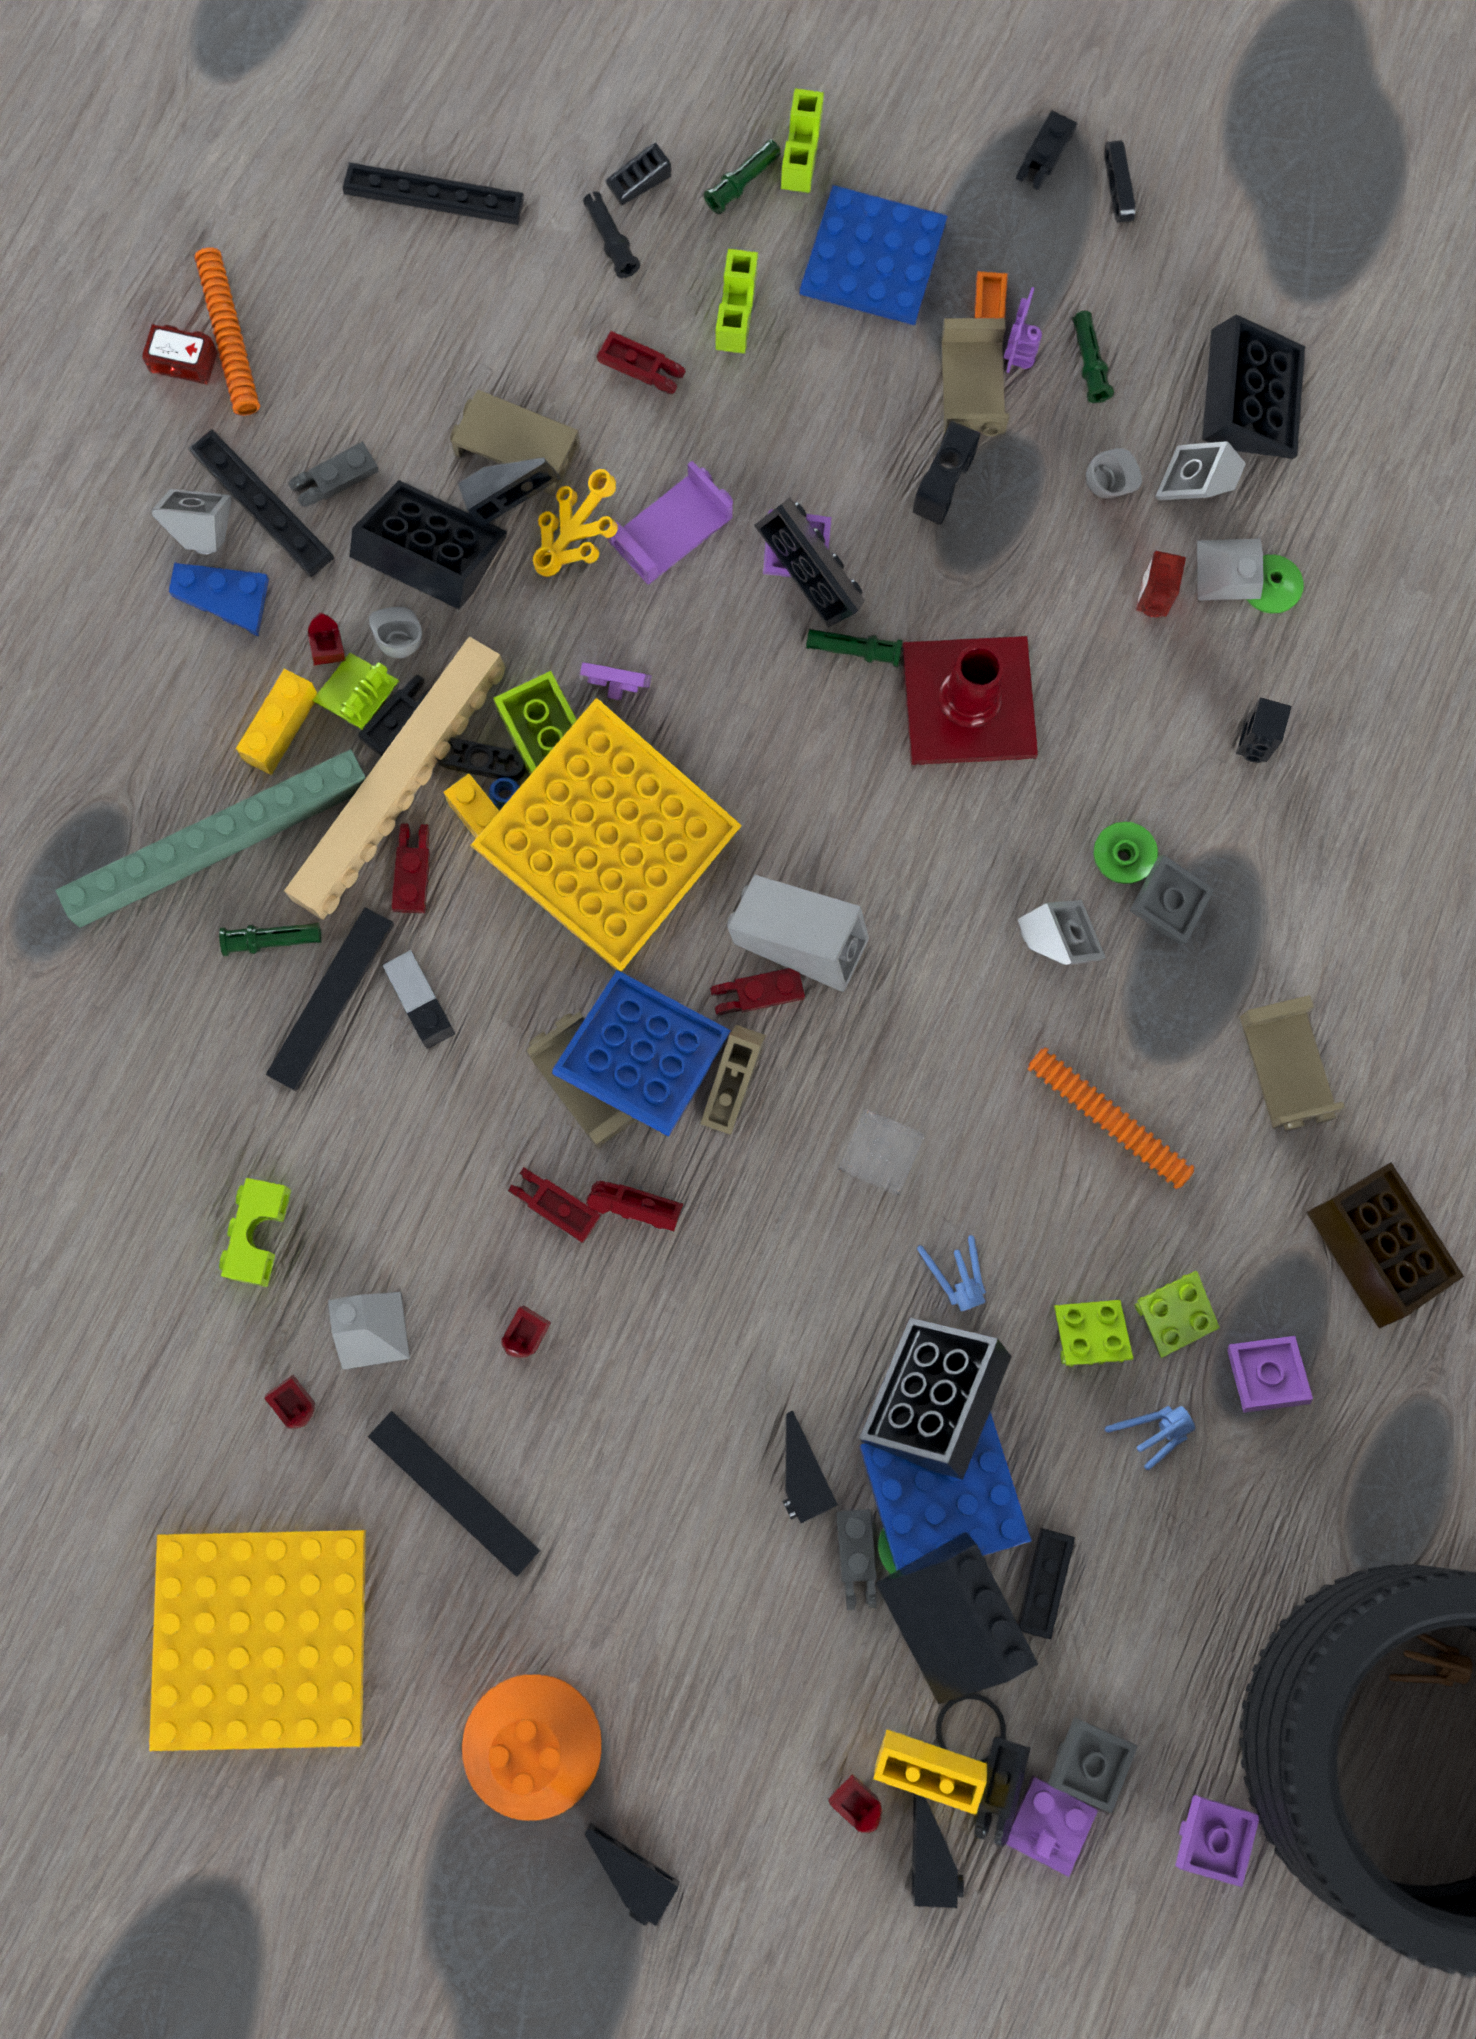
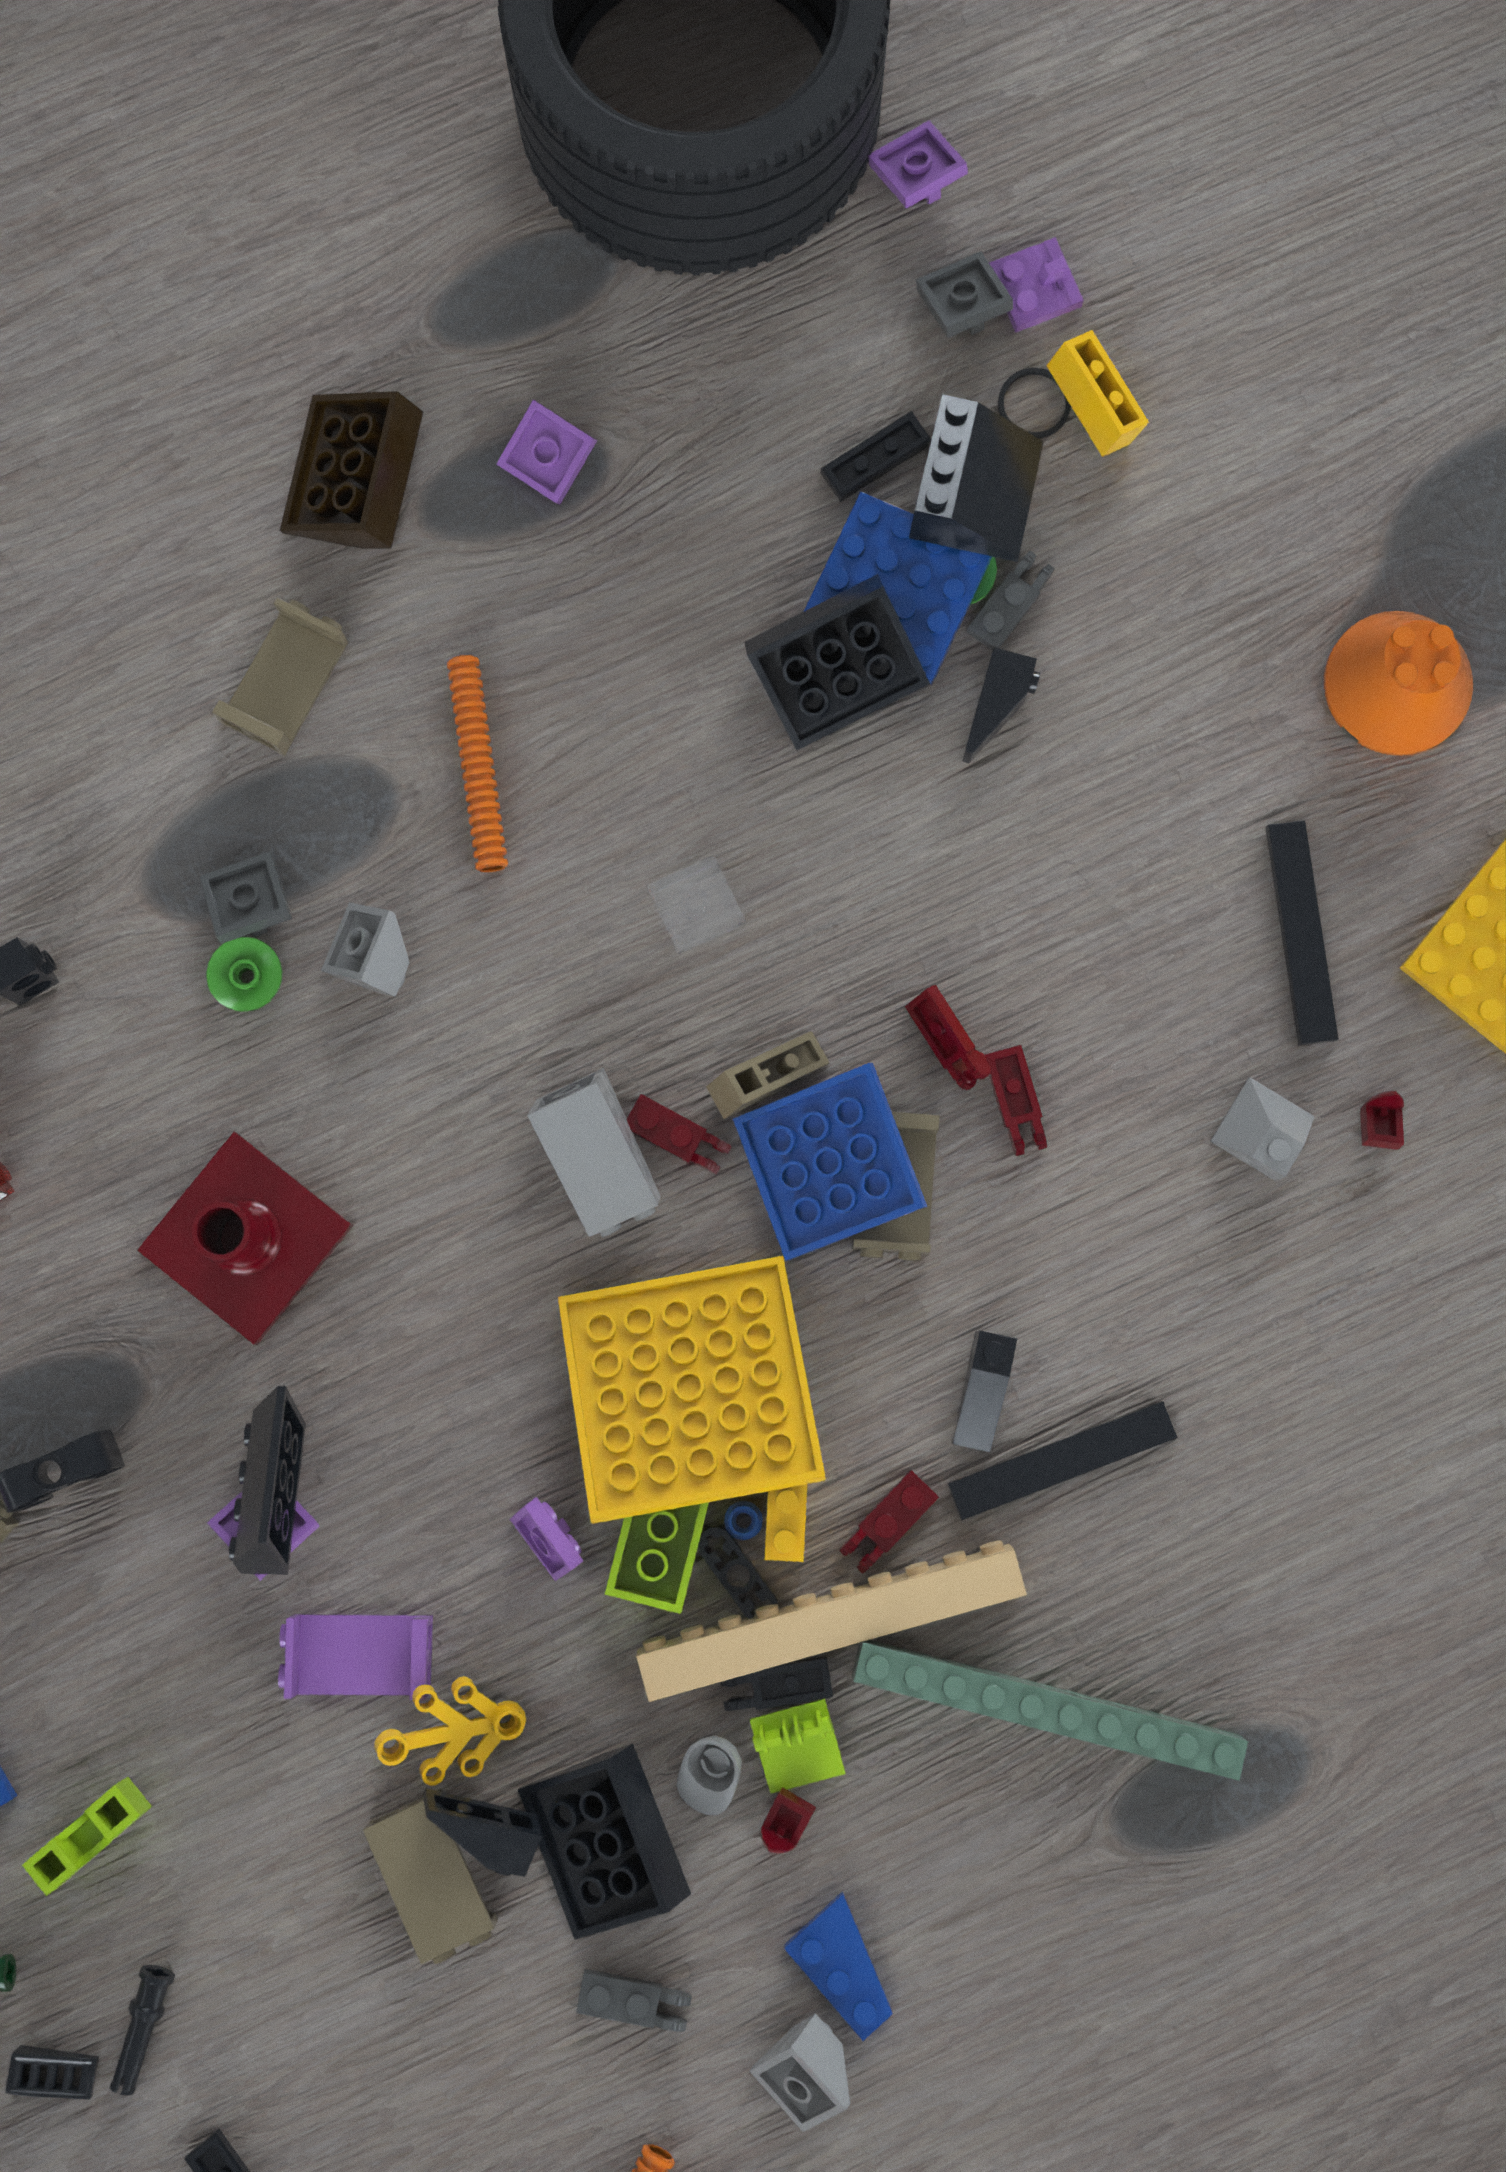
camera: 135 degrees left, 5 degrees up
(253, 939) = (1087, 1577): dark green pin -> none
(257, 1203) = (1326, 1280): lime arch -> none
(261, 503) = (727, 2036): black tile -> none
(277, 722) = (897, 1777): yellow brick -> none
(524, 1333) = (1135, 1010): dark red plate -> none
(637, 1880) = (1396, 509): black slope -> none
(639, 362) = (237, 1858): dark red hinge -> none
(857, 1805) = (1175, 419): dark red plate -> none
(869, 648) = (288, 1364): dark green pin -> none
(933, 1868) = (1158, 325): black slope -> none
(970, 1291) = (729, 727): medium blue plant -> none
(1002, 1788) = (1040, 343): black hinge -> none
(1093, 1333) = (658, 606): lime hinge -> none
(1174, 1426) = (661, 481): medium blue plant -> none
(1178, 1313) = (573, 563): lime hinge -> none

